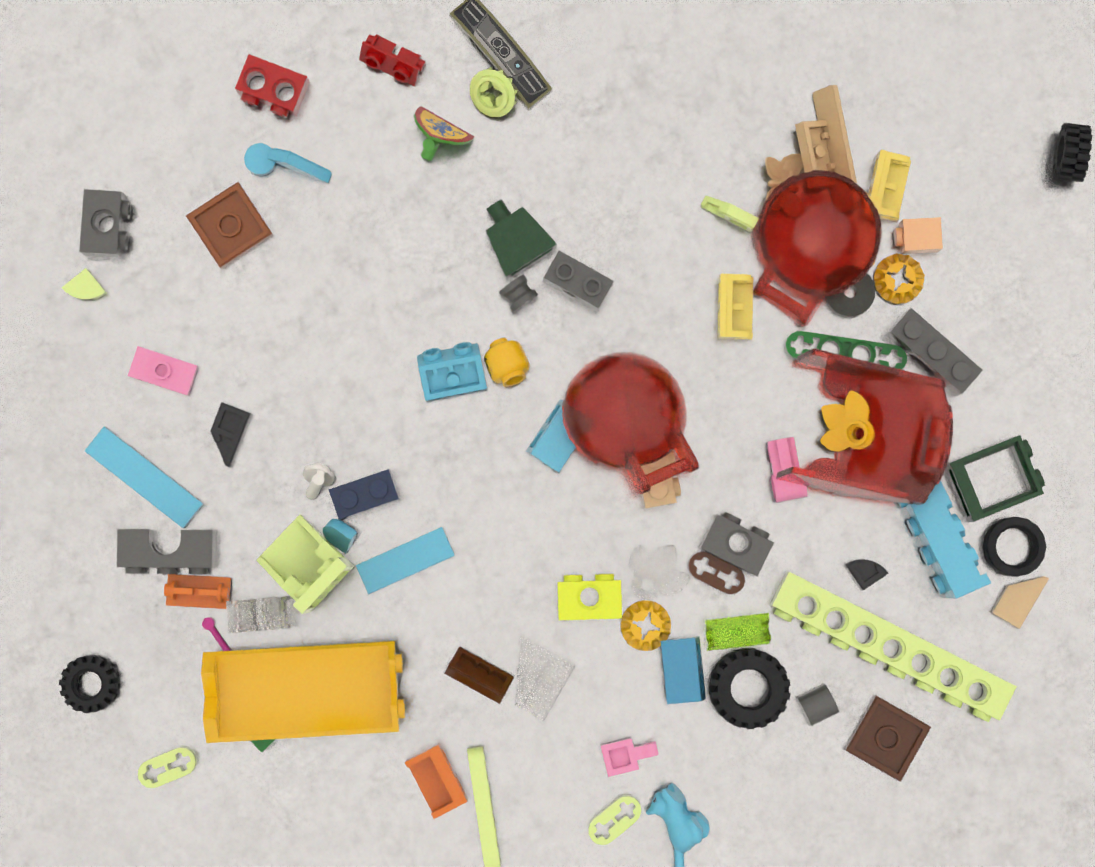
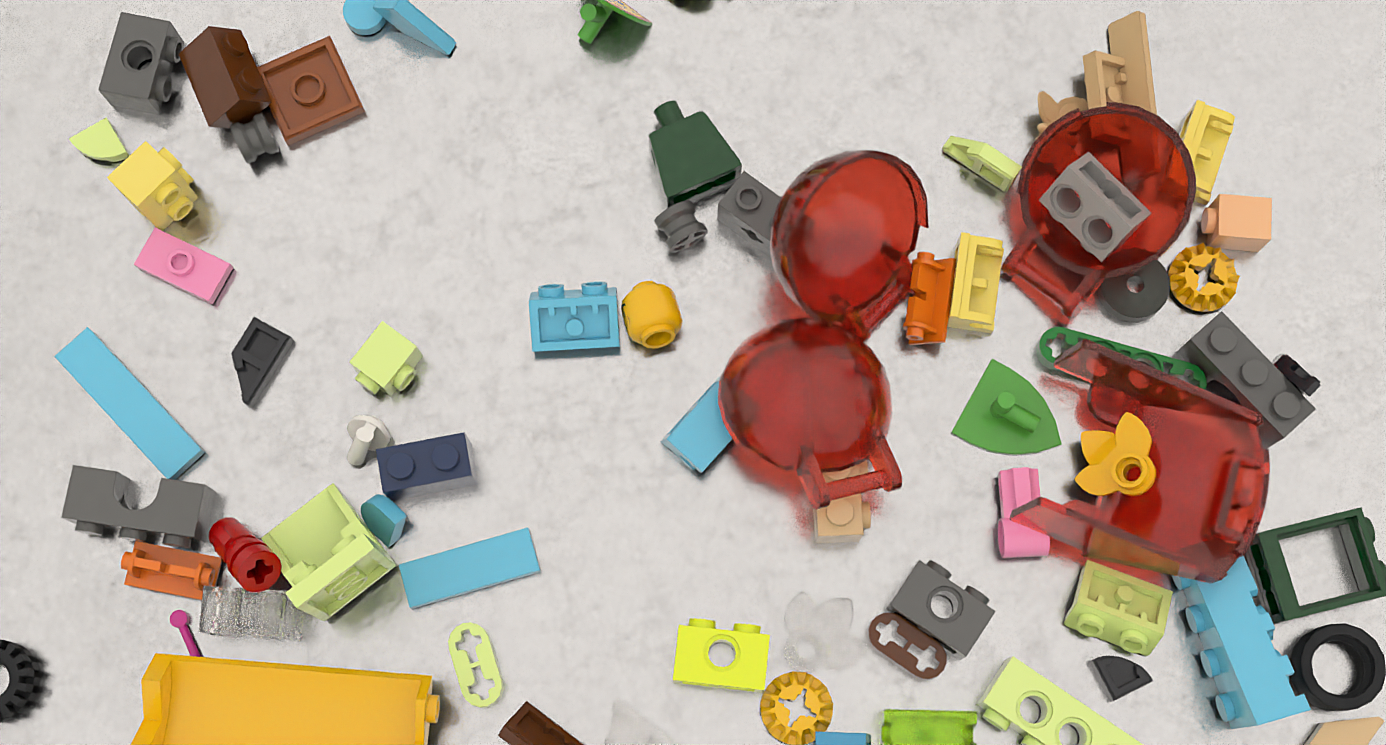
camera: 10 degrees right, 10 degrees down
(136, 319) = (155, 185): none -> light yellow brick
(168, 228) = (224, 77): none -> reddish brown brick
(198, 269) = (254, 138): none -> dark grey wheel
(252, 577) = (246, 556): none -> red axle
(322, 423) = (386, 361): none -> yellowish green brick
(427, 623) = (465, 668): none -> yellowish green beam
(639, 296) = (847, 236): none -> clear red windscreen
(704, 333) = (930, 307): none -> orange hinge
(769, 398) = (1007, 415): none -> bright green shield
(812, 245) = (1100, 201): none -> light grey brick
(860, 526) = (1119, 608): none -> yellowish green bracket
(968, 345) = (1296, 374): none -> black tile

